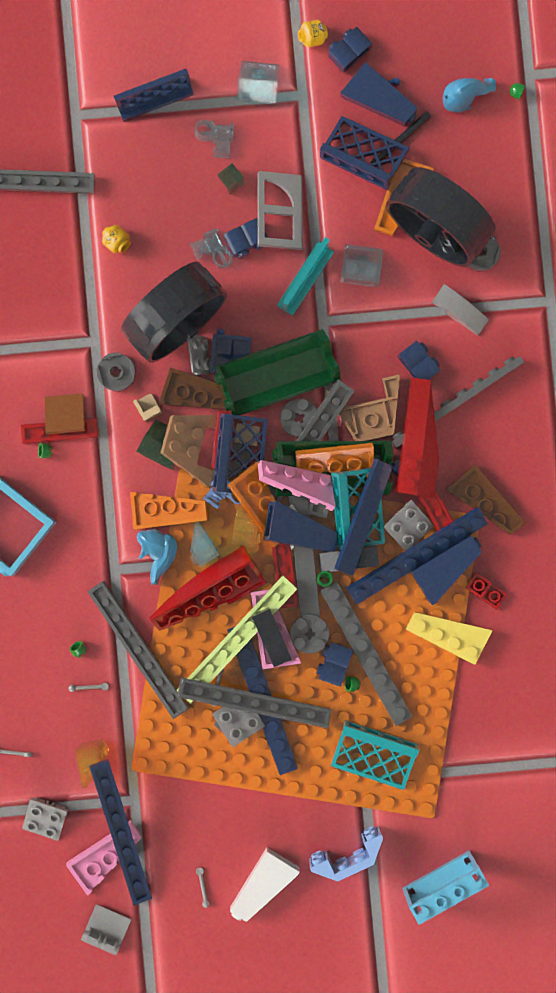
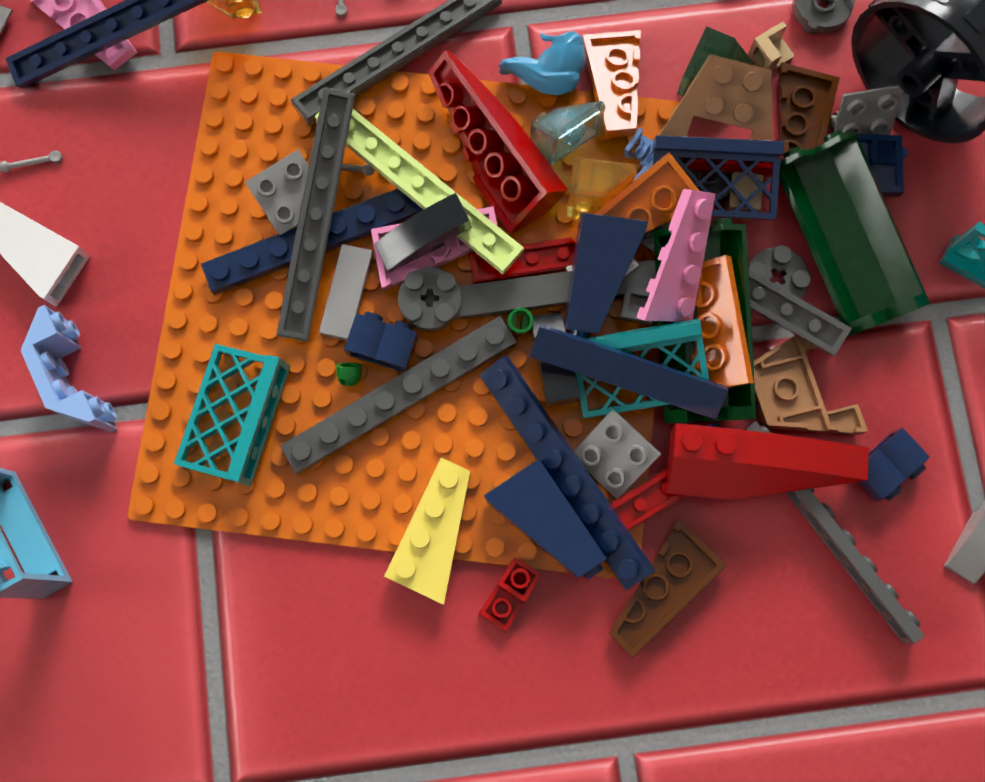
camera: 90 degrees right, 10 degrees down
(300, 685) = (346, 291): none -> light grey tile

